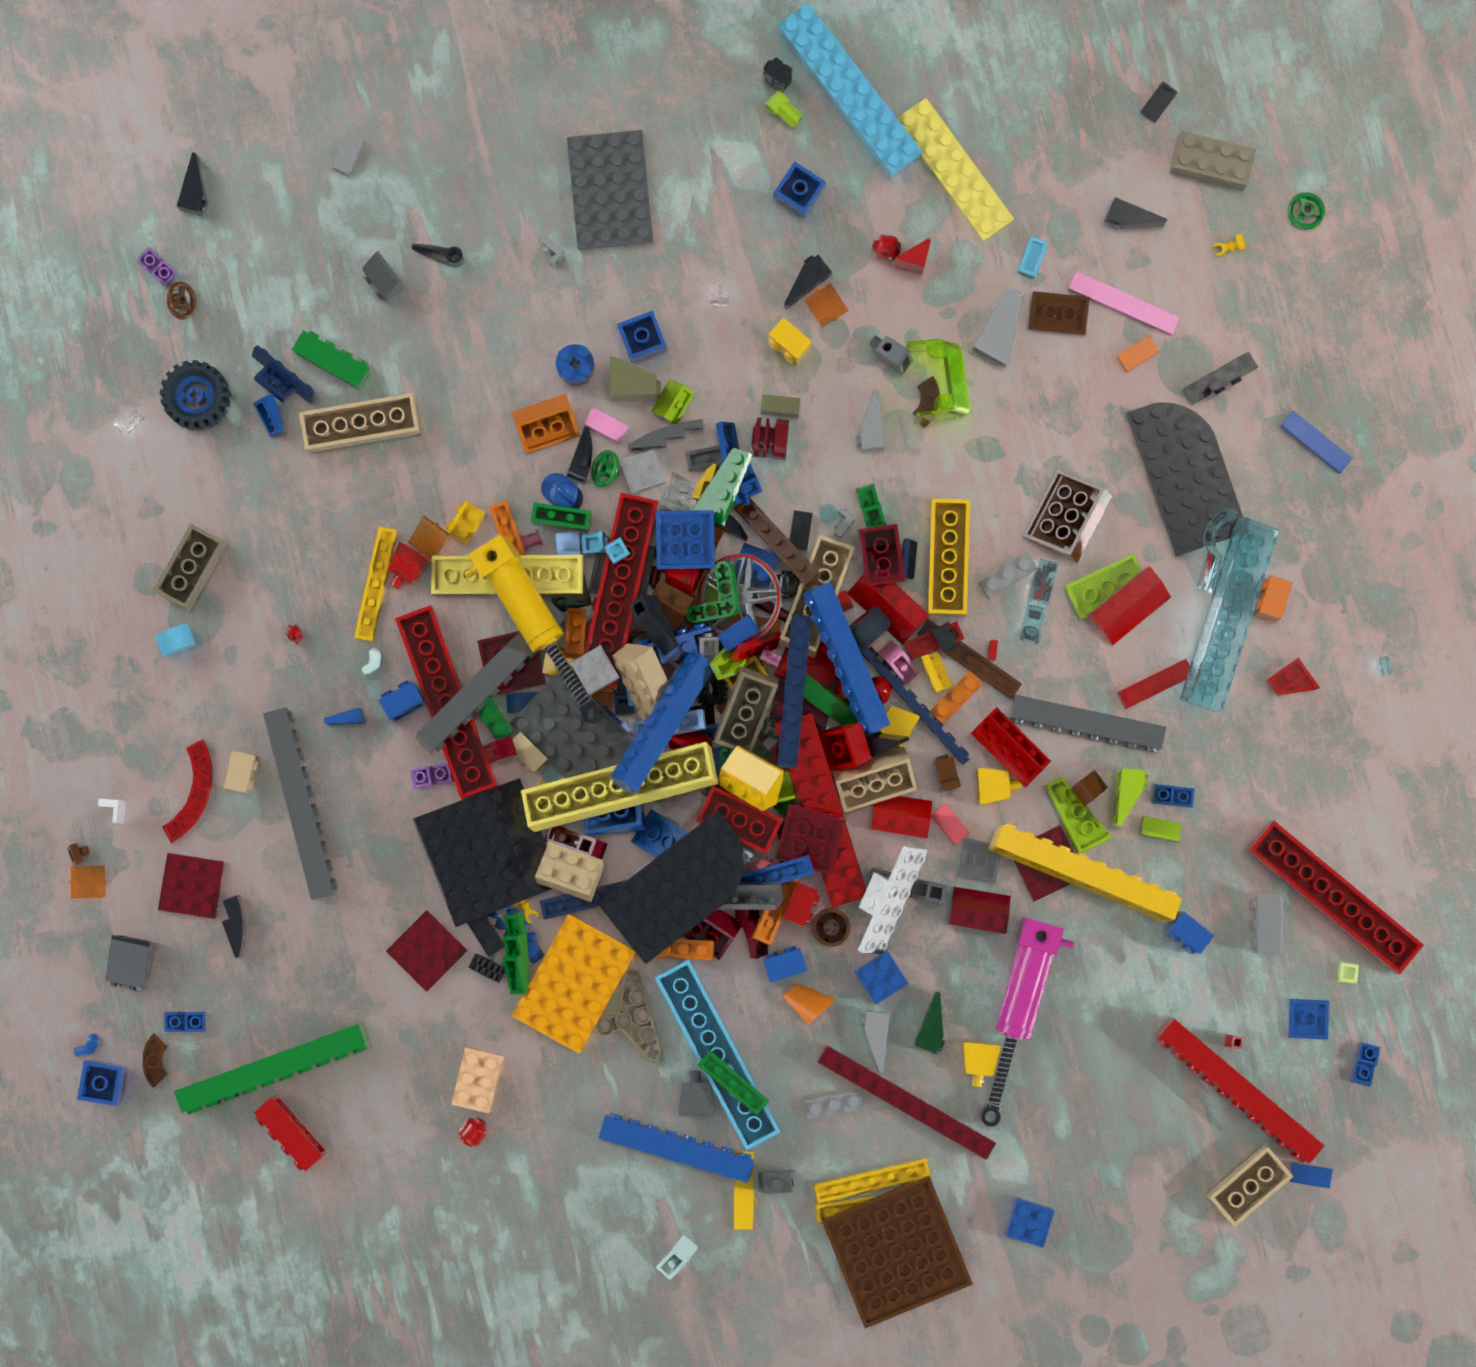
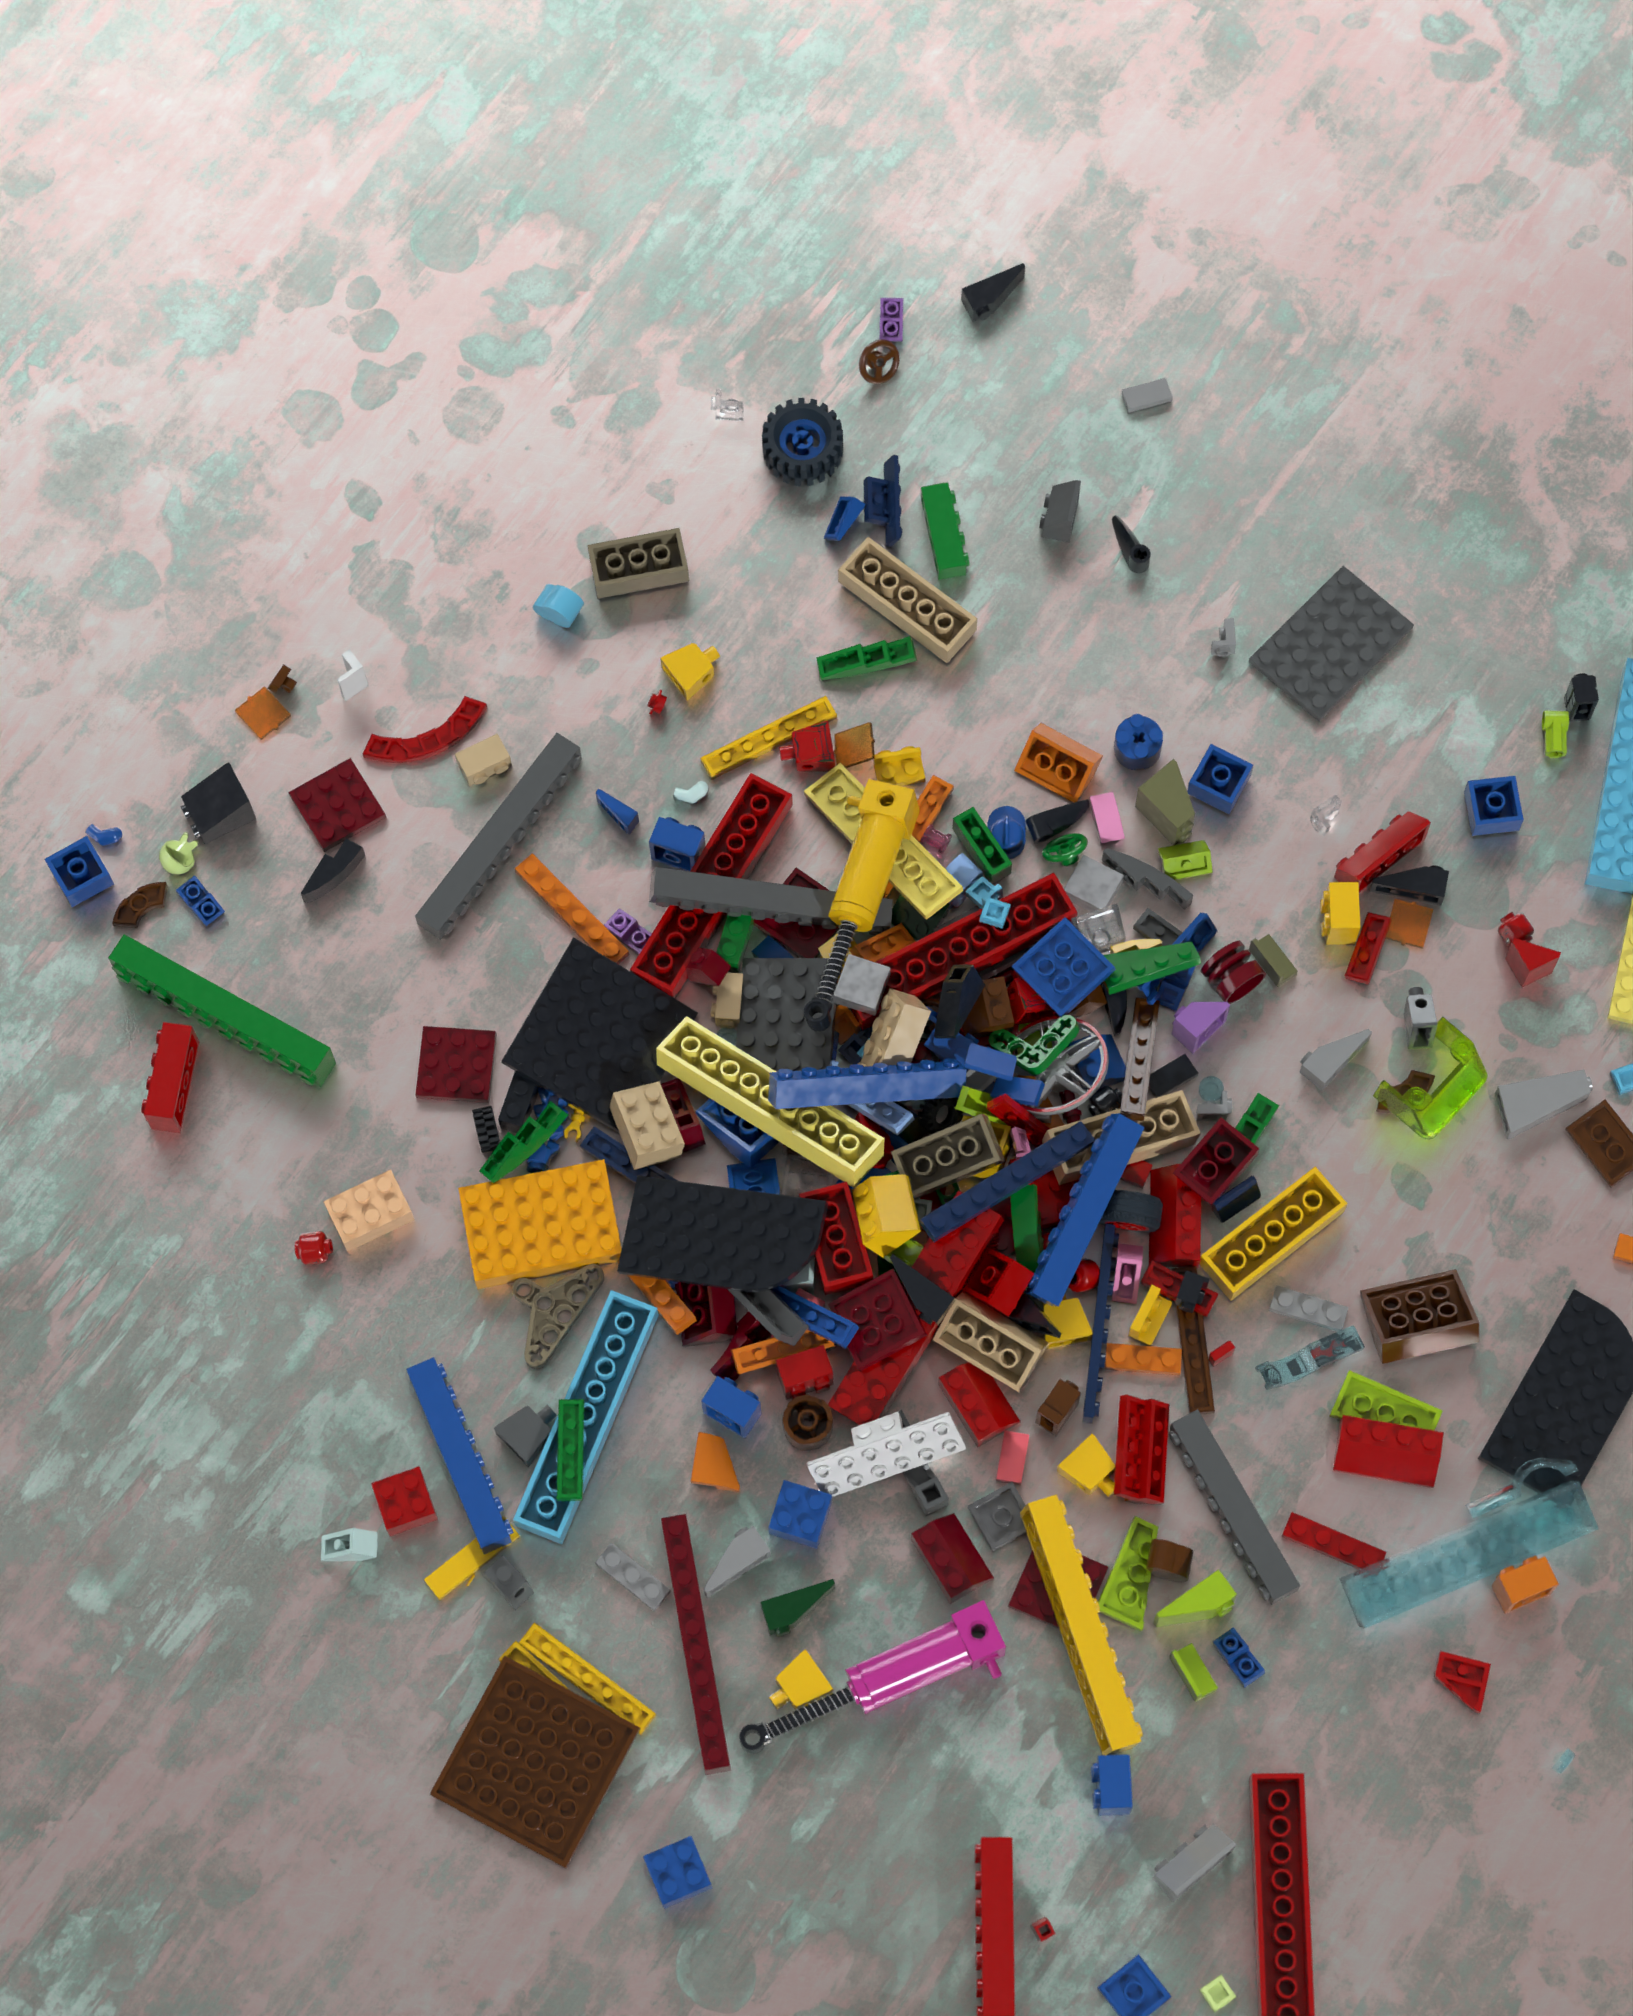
camera: 55 degrees right, 15 degrees down
(142, 1013) = (177, 856): none -> yellowish green piece
(288, 593) = (690, 668): none -> yellow torso
(375, 480) = (866, 659): none -> green slope
(386, 799) = (570, 909): none -> orange plate
(677, 1203) = (404, 1501): none -> red brick
(708, 635) = (990, 1061): none -> blue slope
(770, 282) = (1384, 850): none -> red slope
(784, 488) = (1198, 1022): none -> medium lavender slope
(821, 343) = (1368, 948): none -> red tile
(822, 799) = (927, 1297): none -> black slope

